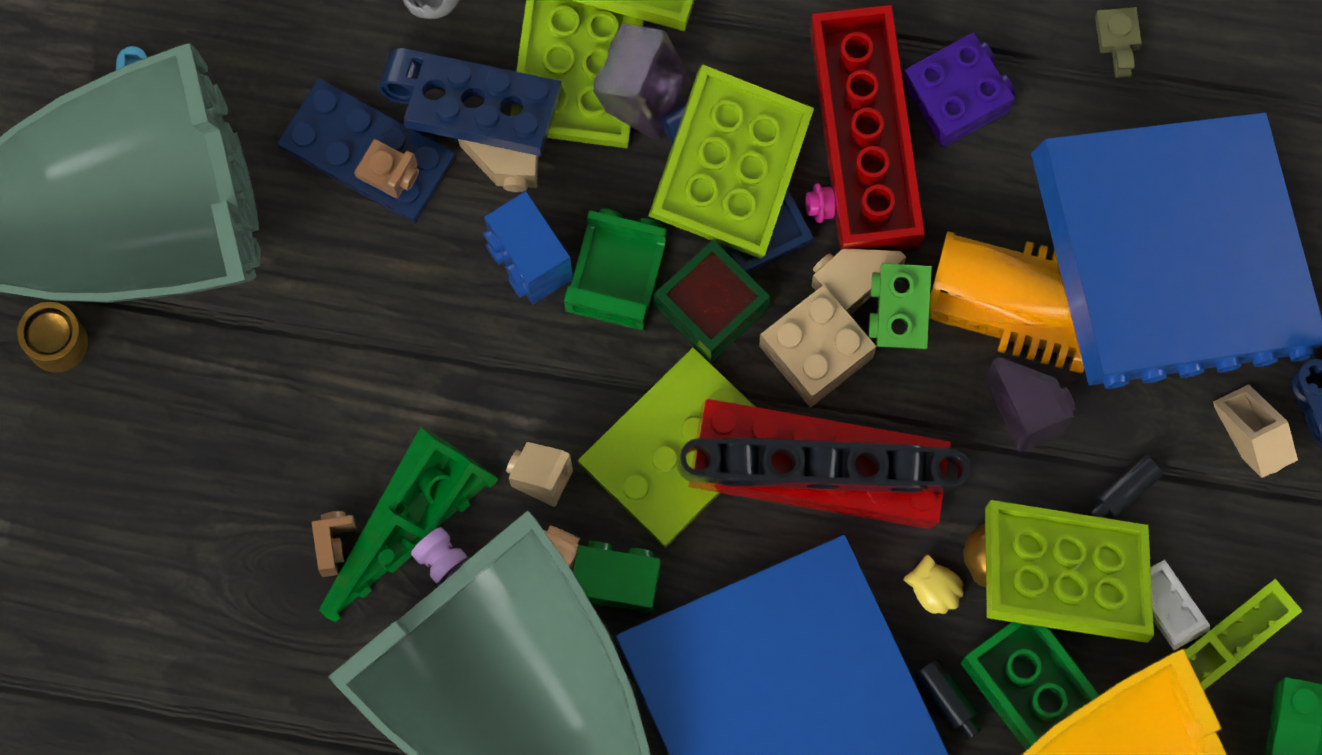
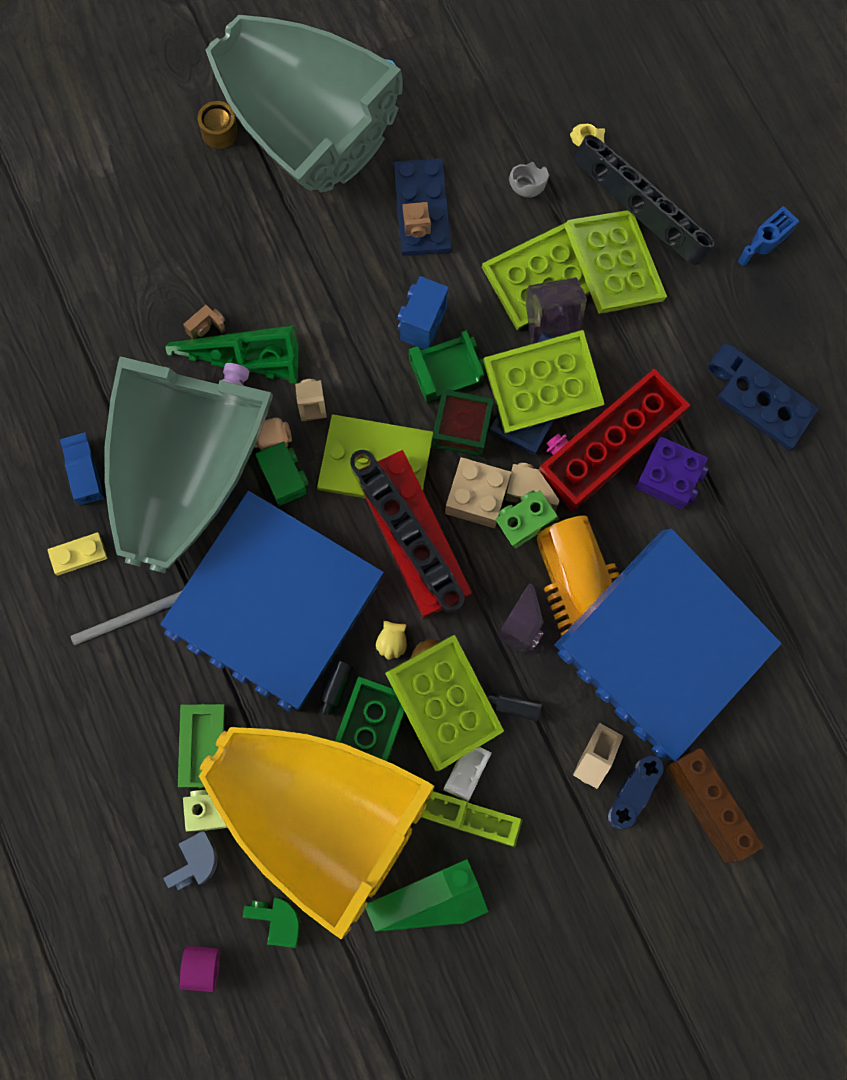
camera: 50 degrees right, 0 degrees up
(413, 73) = (477, 199): dark blue hinge -> none
(503, 166) = (468, 272): tan slope -> none
(1119, 34) = (767, 538): olive plate -> none

